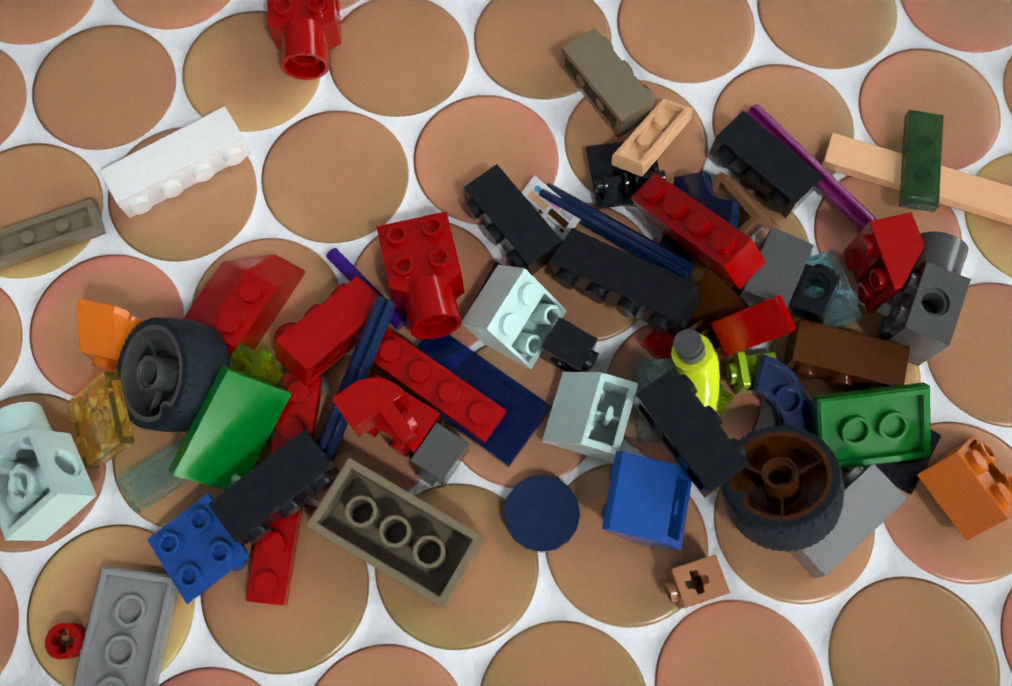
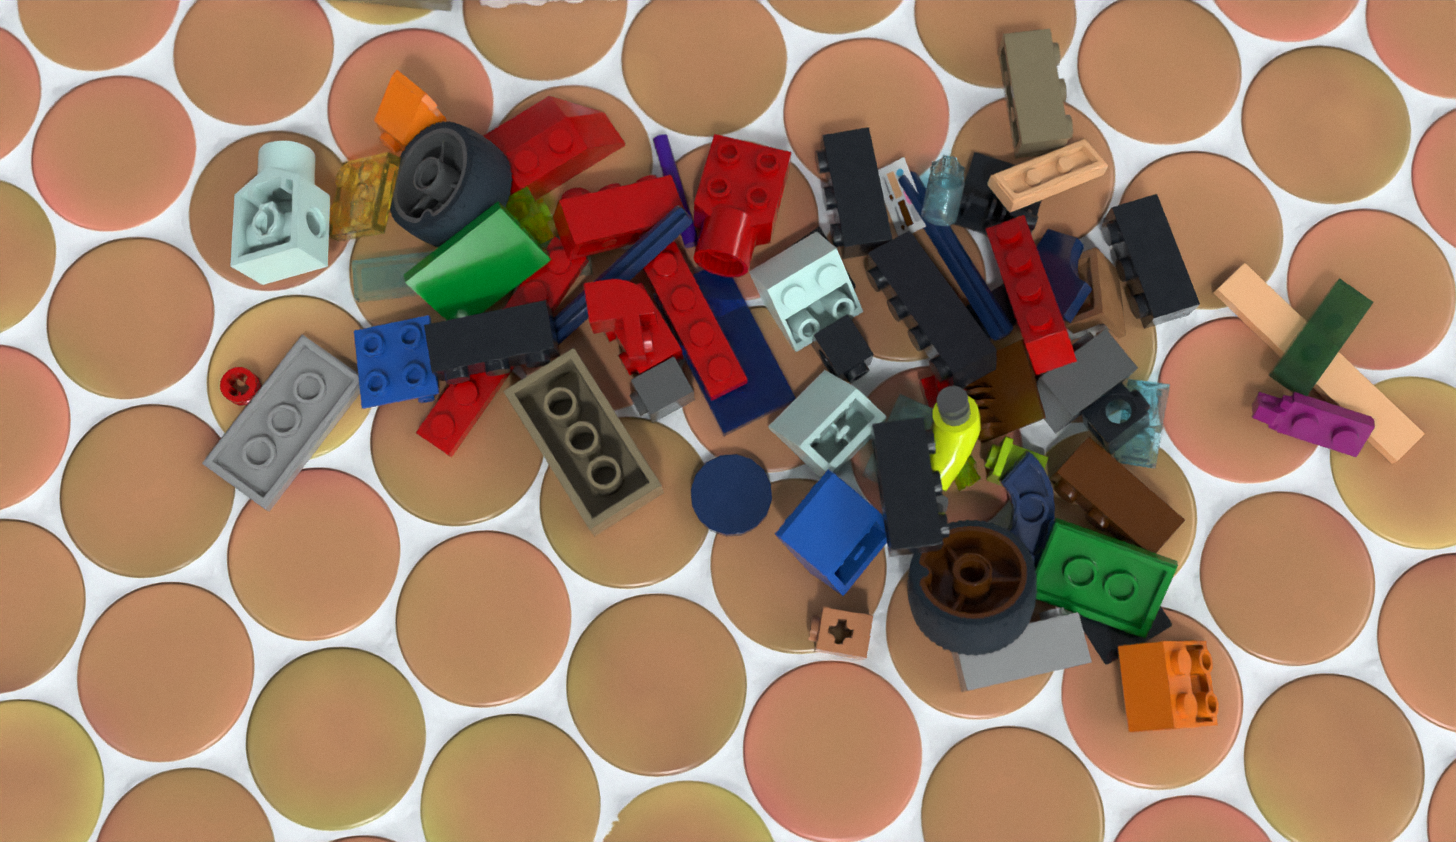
camera: 30 degrees right, 5 degrees up
(582, 184) = (943, 191): none -> clear light blue piece
(753, 325) = (1032, 417): red tile -> none
(828, 185) = (1207, 313): magenta axle -> none
(883, 258) = (1212, 415): red slope -> none
(930, 299) = (1234, 477): dark grey brick -> none
(964, 220) = (1314, 421): none -> magenta hinge

